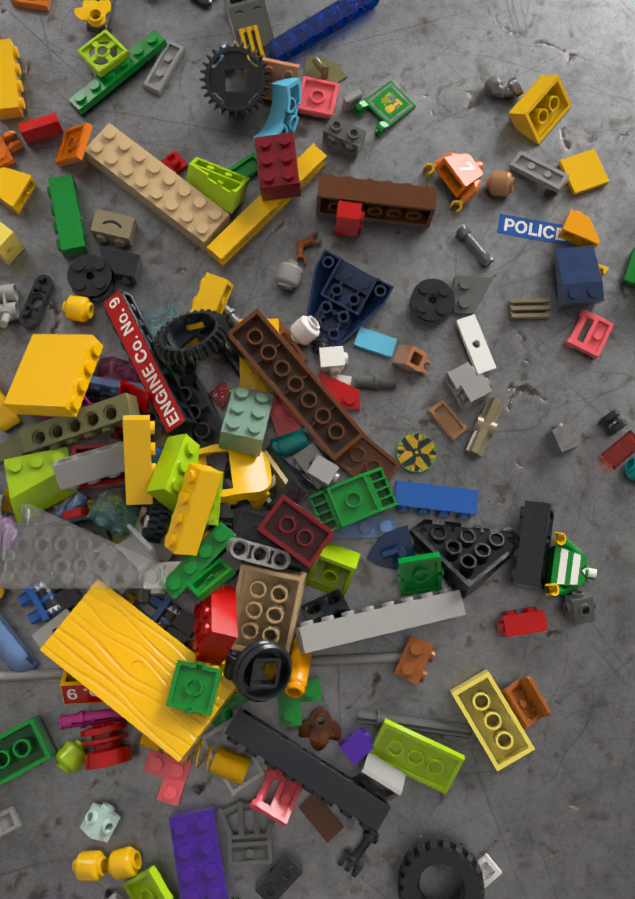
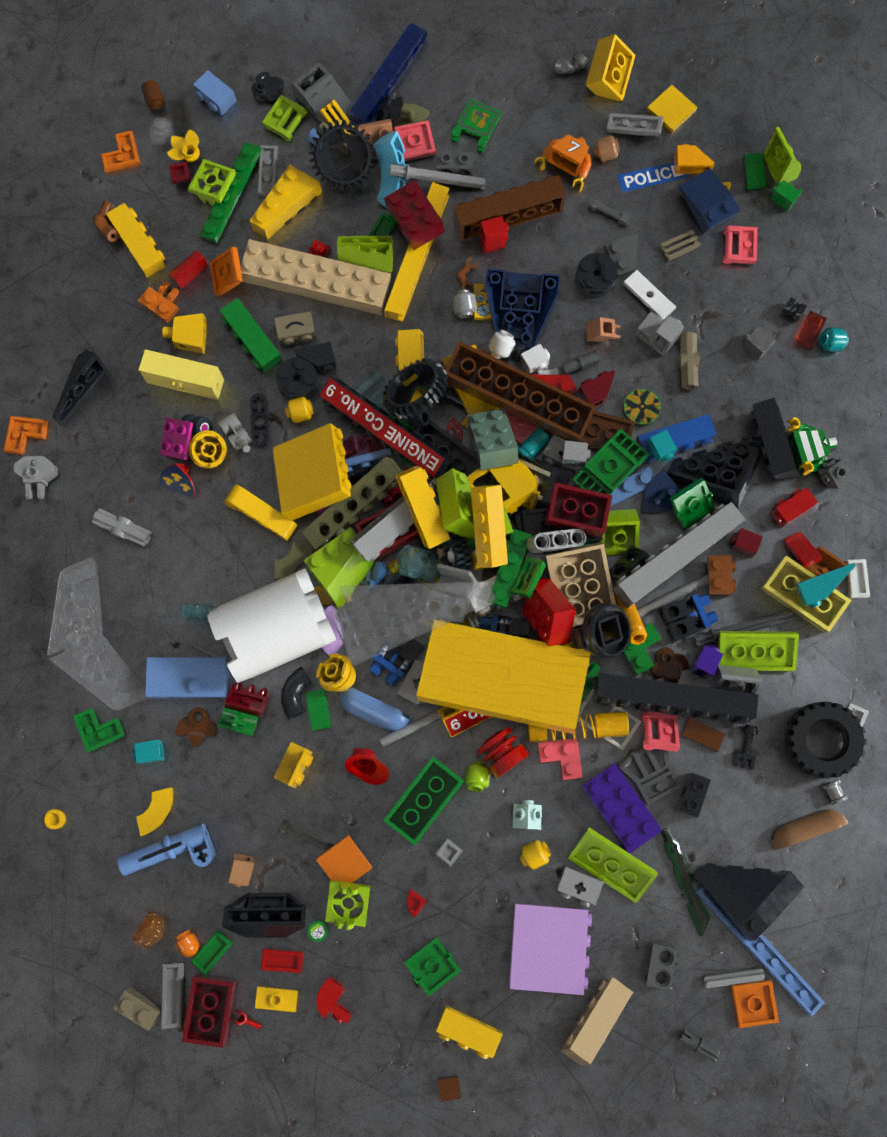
camera: 15 degrees left, 0 degrees up
(75, 513) = (384, 578): red tile -> none
(77, 33) = (179, 173): none -> dark red tile
(84, 718) = (473, 742): dark pink pin -> none
(124, 863) = (561, 840): yellow head -> none
(142, 395) = (396, 455): red tile -> none
(162, 102) = (283, 202): none -> yellow wedge
(194, 687) = (559, 666): green plate -> none
(201, 19) = (280, 114): none -> lime plate
(304, 288) = (483, 310): none -> tile
(307, 57) = (389, 109): none -> black plate
(320, 139) = (436, 176): none -> light grey axle
(351, 100) = (446, 130): light grey tile -> none
(368, 688) = (693, 613): none -> black hips
(375, 342) = (564, 330): medium azure tile -> none
(378, 416) = (596, 390): none -> dark red slope
(414, 503) = (662, 446): none -> teal brick
(447, 420) = (655, 369): medium nougat tile -> none
(456, 637) = (745, 542): none -> dark red brick
(507, 722) = (820, 587): none -> teal slope
(510, 671) = (802, 549): none -> red tile
(554, 726) = (858, 579): none -> white tile

